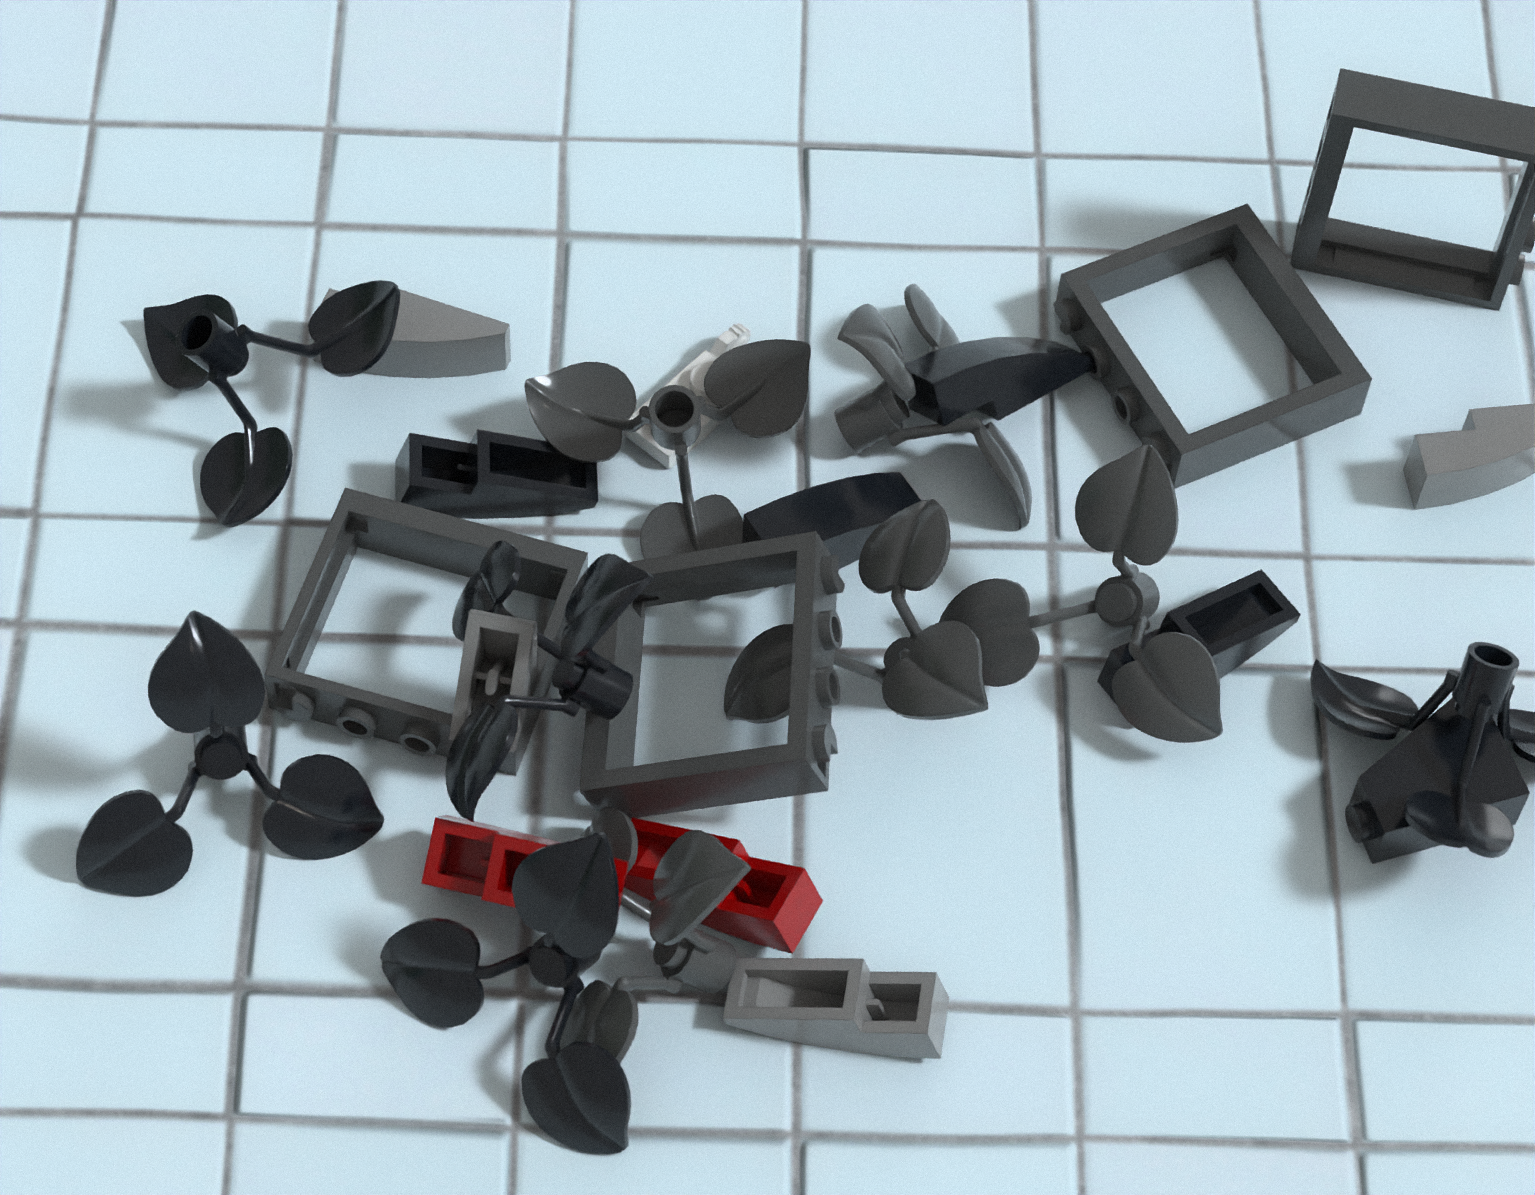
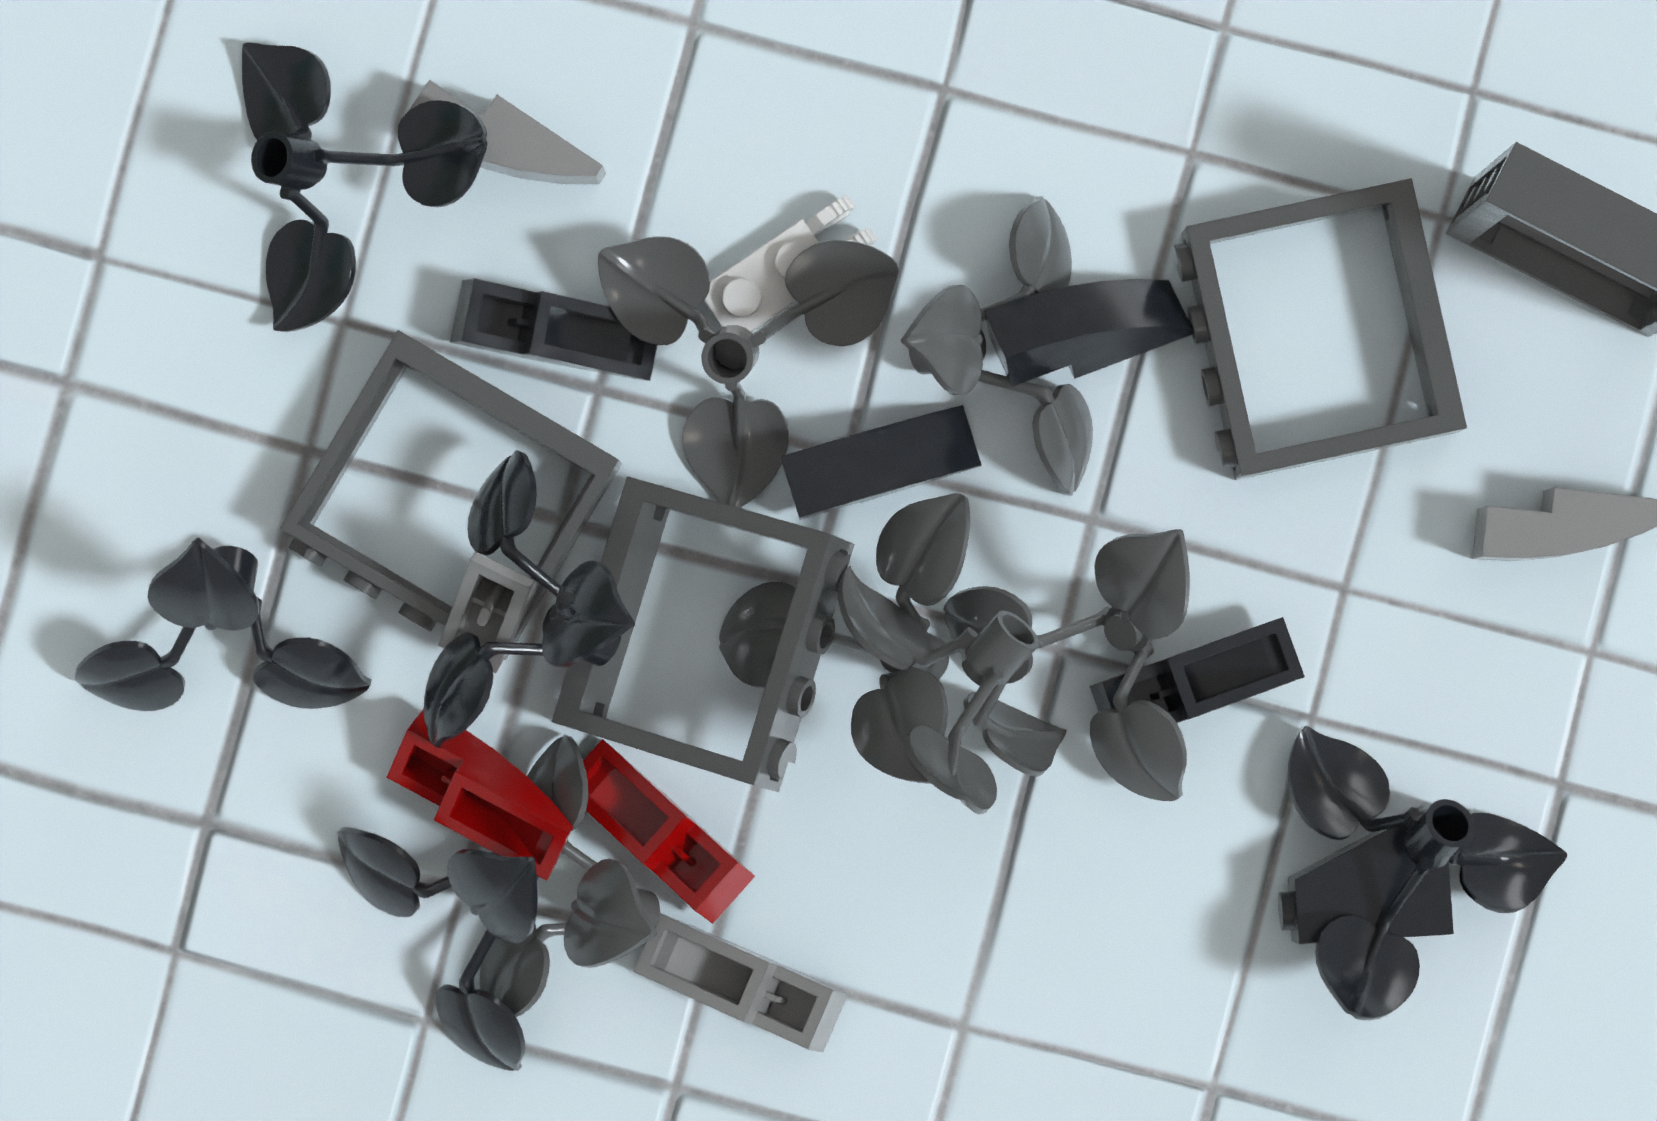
camera: 15 degrees right, 30 degrees up
(1009, 598) = (989, 662): none -> dark grey plant

